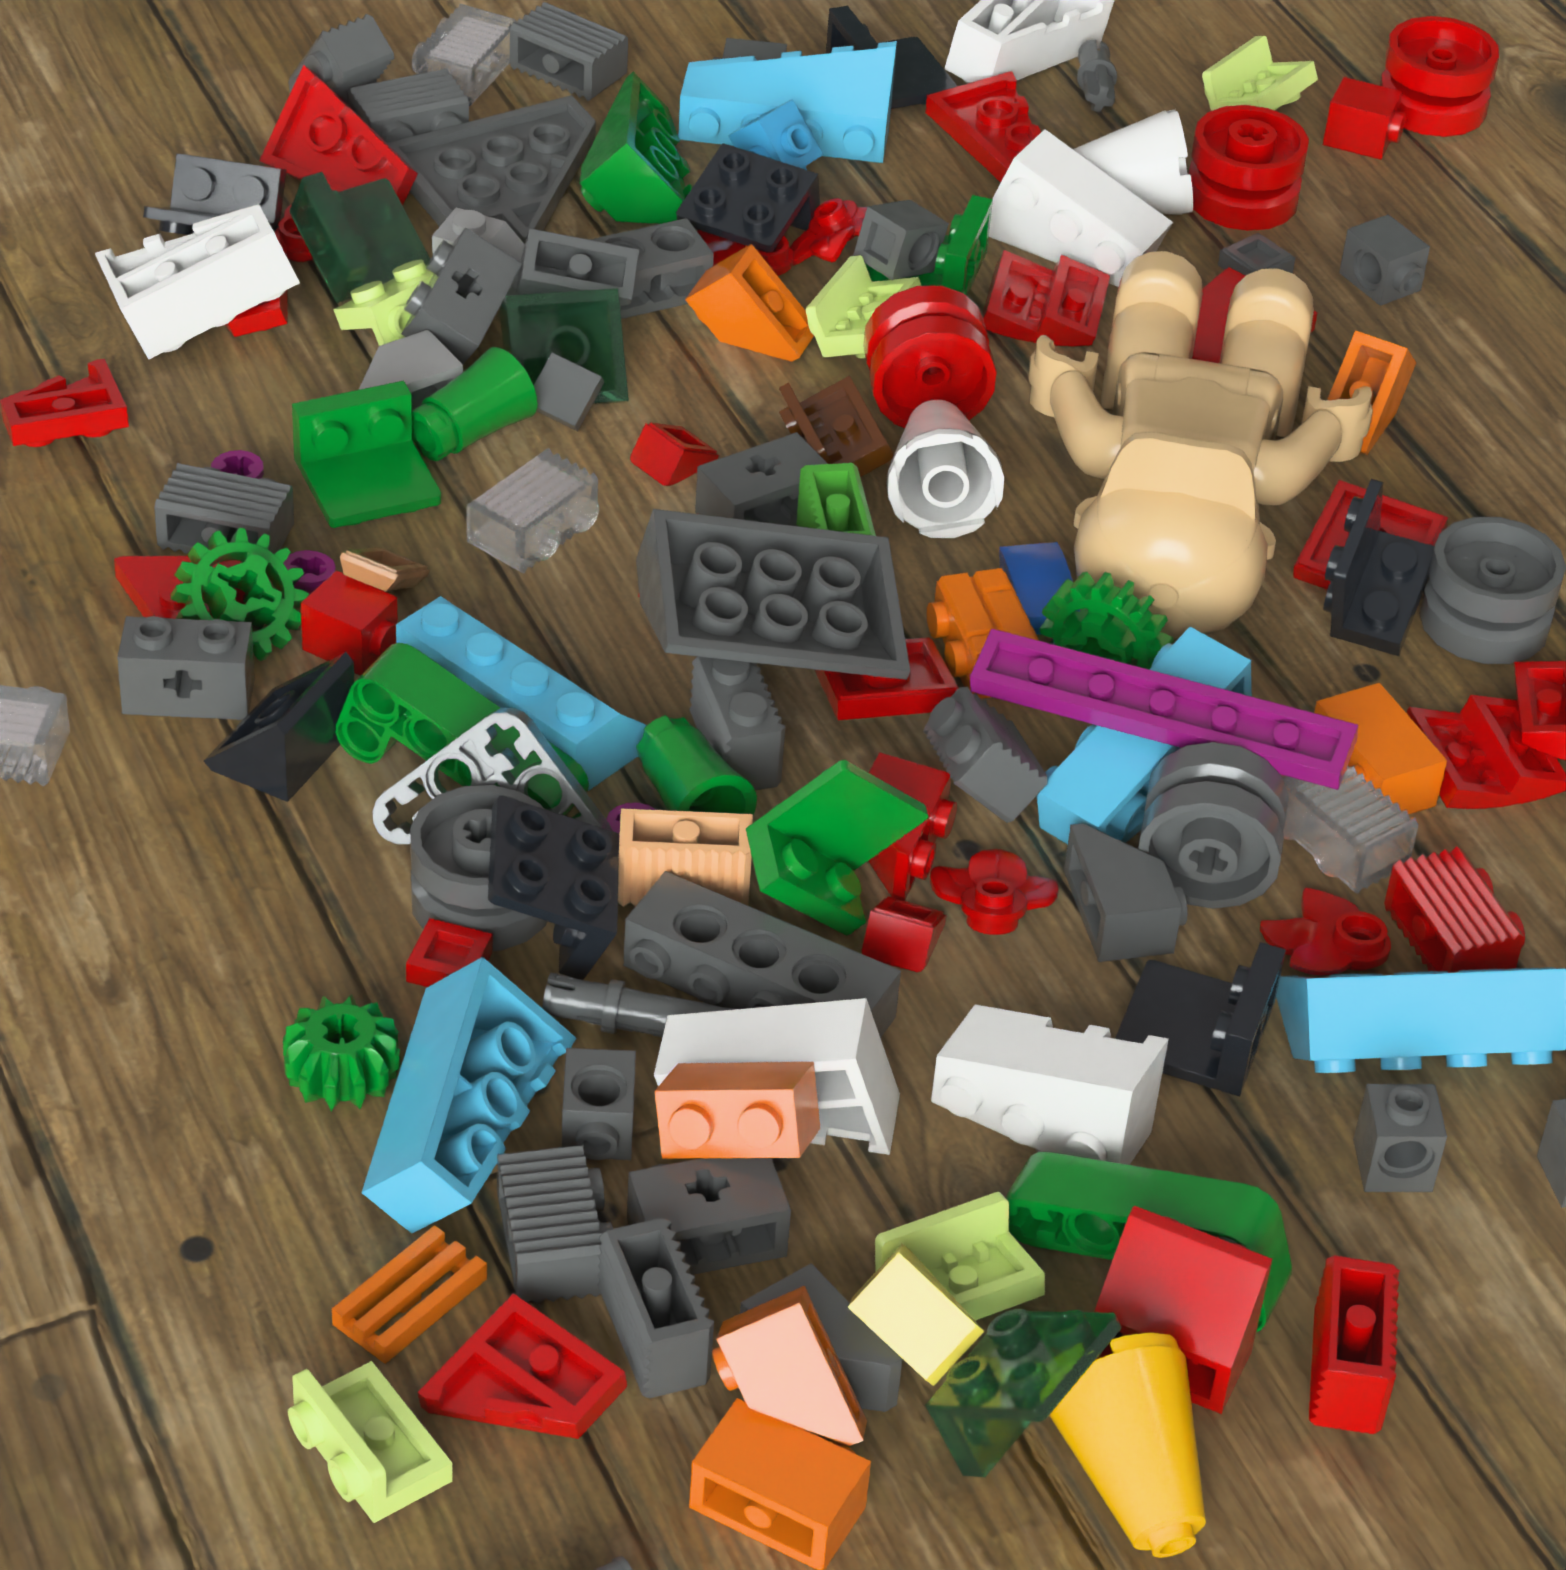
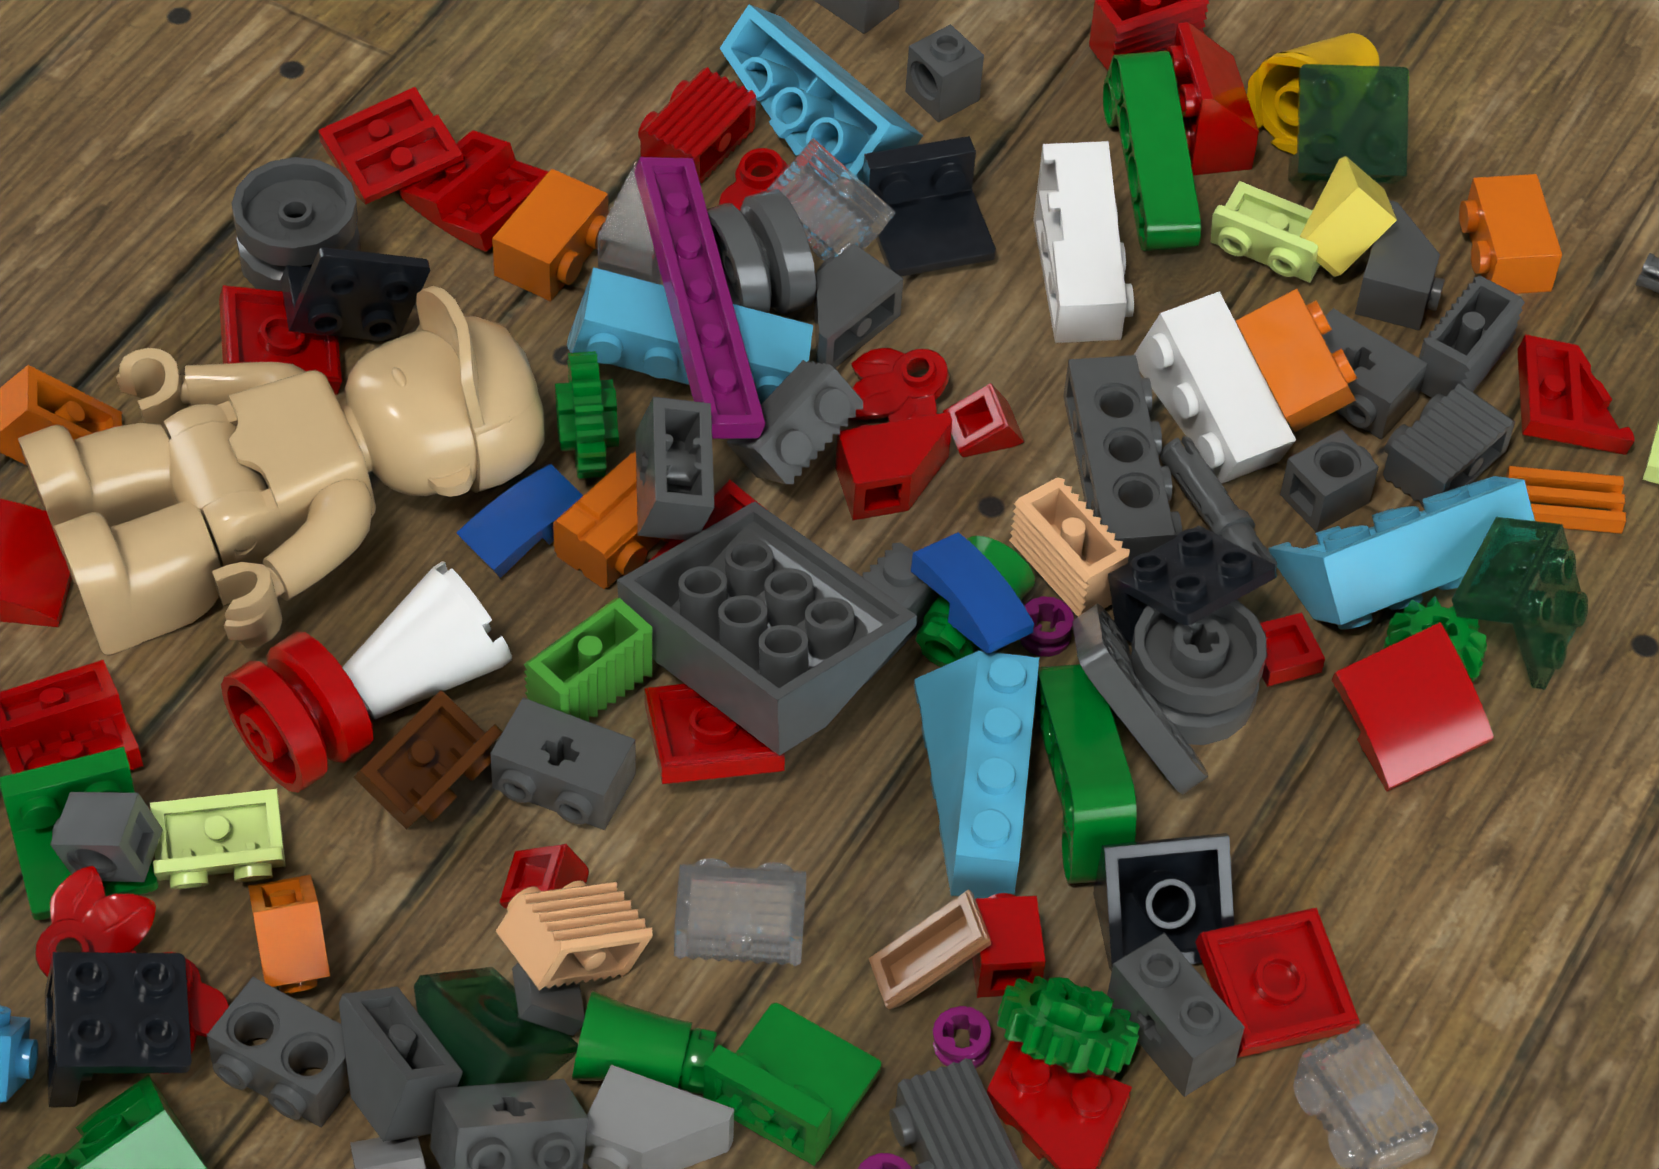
camera: 125 degrees left, 10 degrees up
(150, 752) = (1278, 980): none -> red plate
(293, 974) = (1413, 706): none -> red slope
(304, 1097) = (1527, 580): none -> clear green bracket
(594, 401) = (573, 933): none -> light nougat brick
(657, 720) = (978, 595): none -> blue slope
(789, 1368) = (1463, 237): slope -> none
(822, 834) = (992, 440): green bracket -> none
(962, 596) = (674, 469): none -> dark grey brick
(1249, 907) = (831, 202): none -> clear brick

